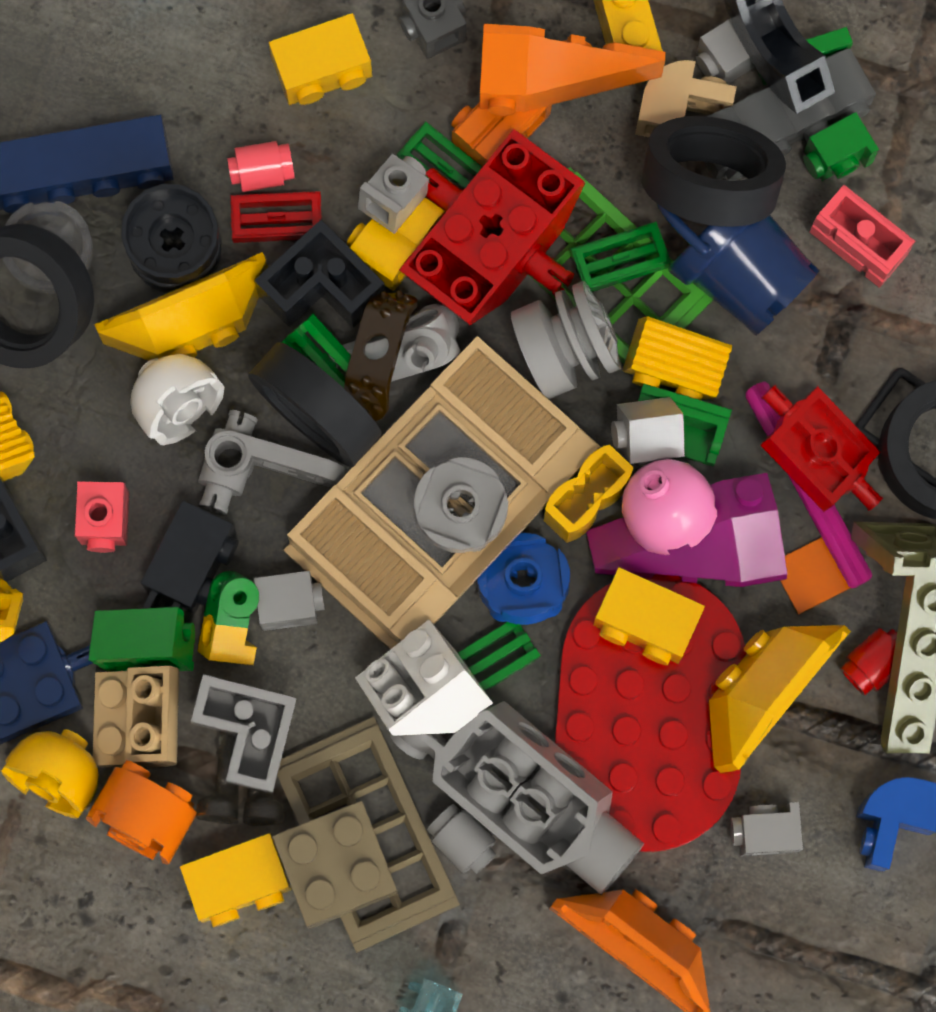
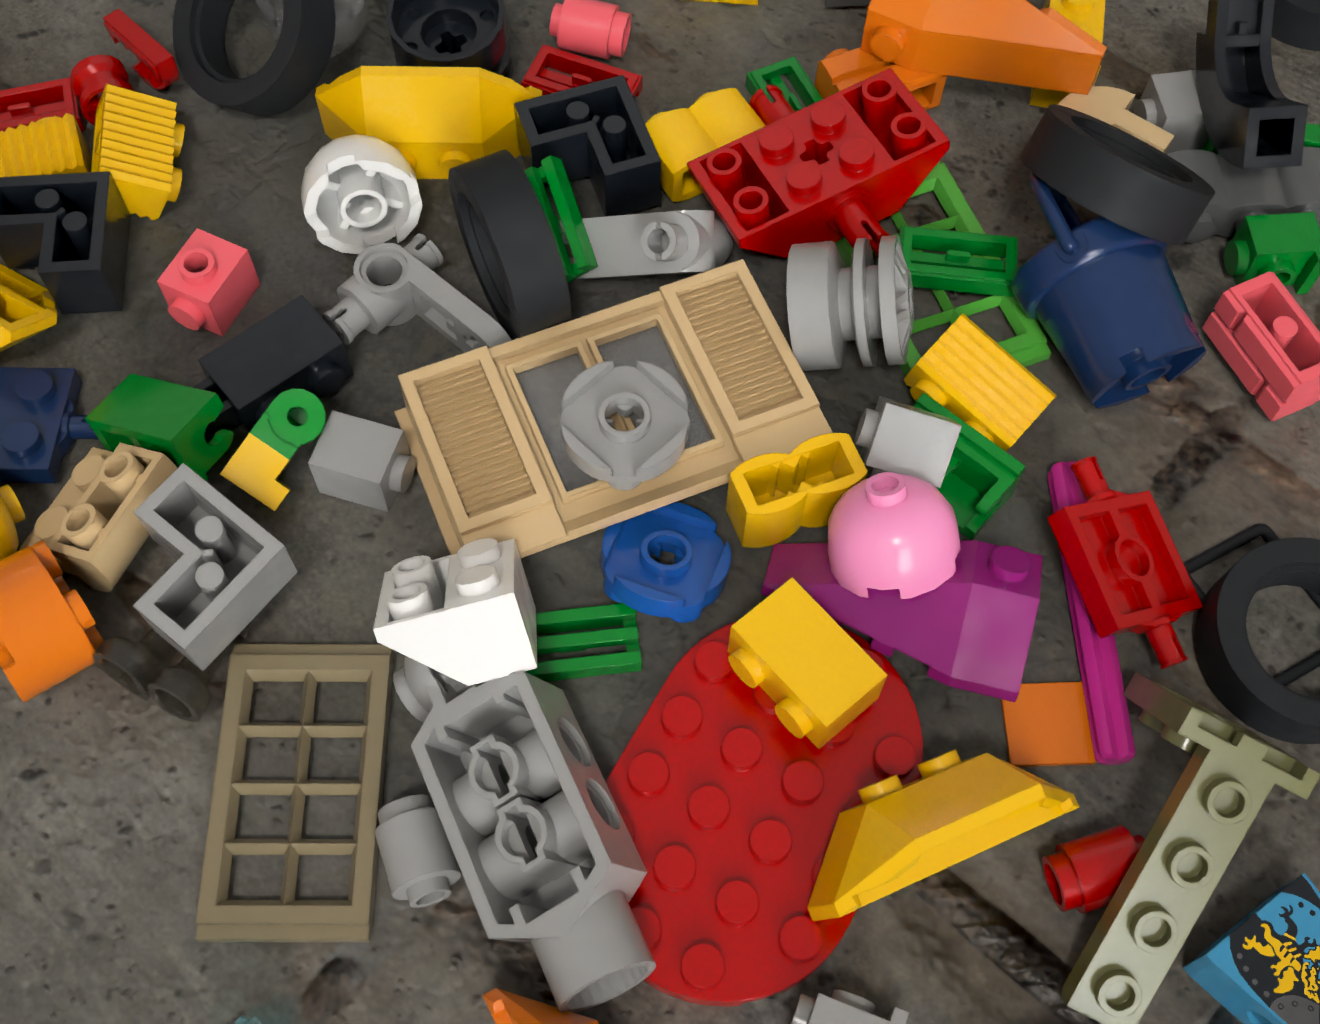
camera: 25 degrees right, 15 degrees down
(235, 880) = (97, 764): yellow brick -> none
(335, 865) = (223, 798): dark tan brick -> none
(370, 379) = (589, 245): dark brown piece -> none
(390, 203) = (719, 80): light grey brick -> none

